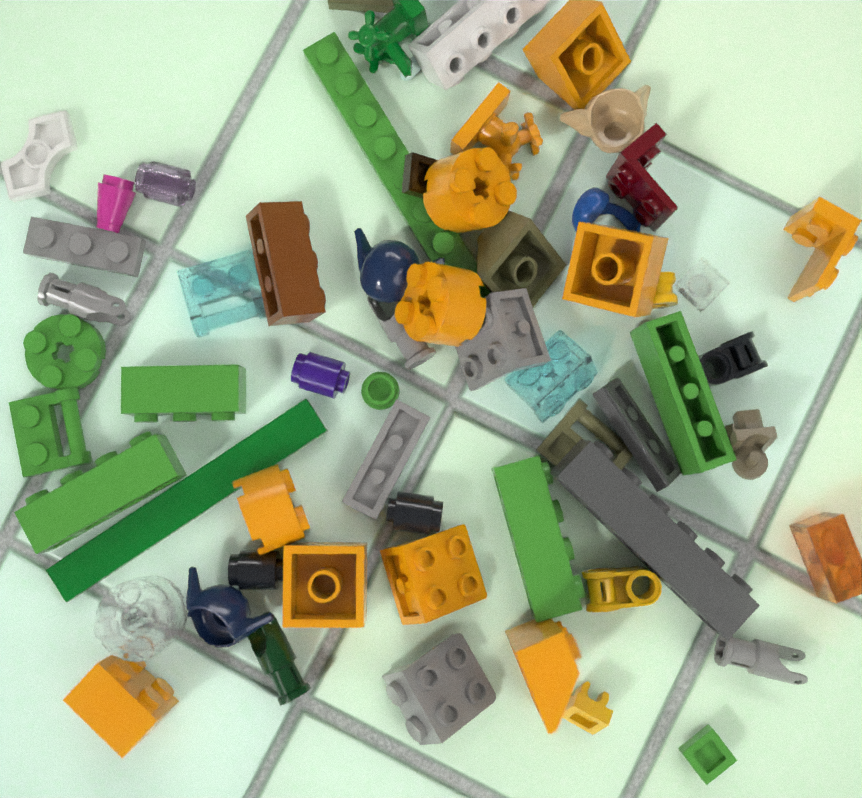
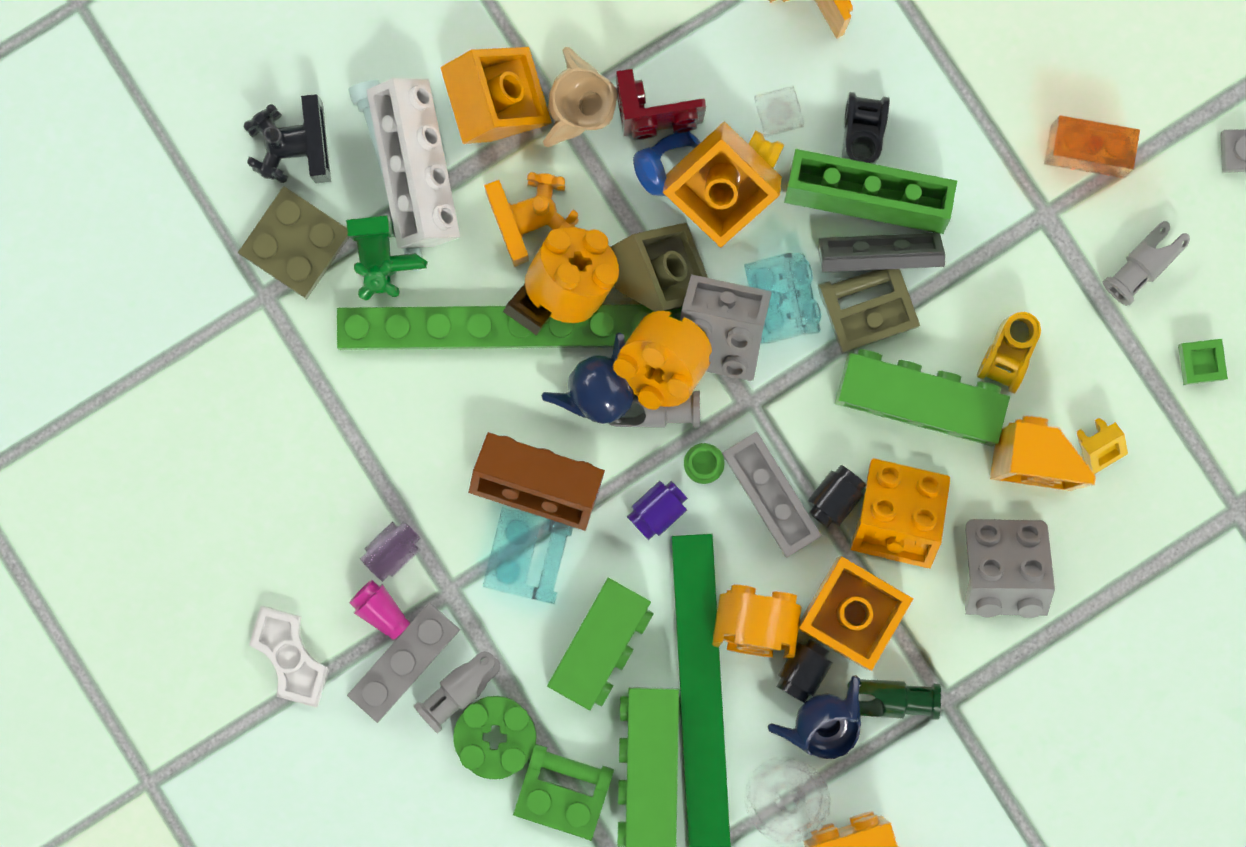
camera: 60 degrees left, 0 degrees up
(655, 538) = (983, 294): dark grey brick -> none
(749, 443) = (950, 159): dark tan hips -> none

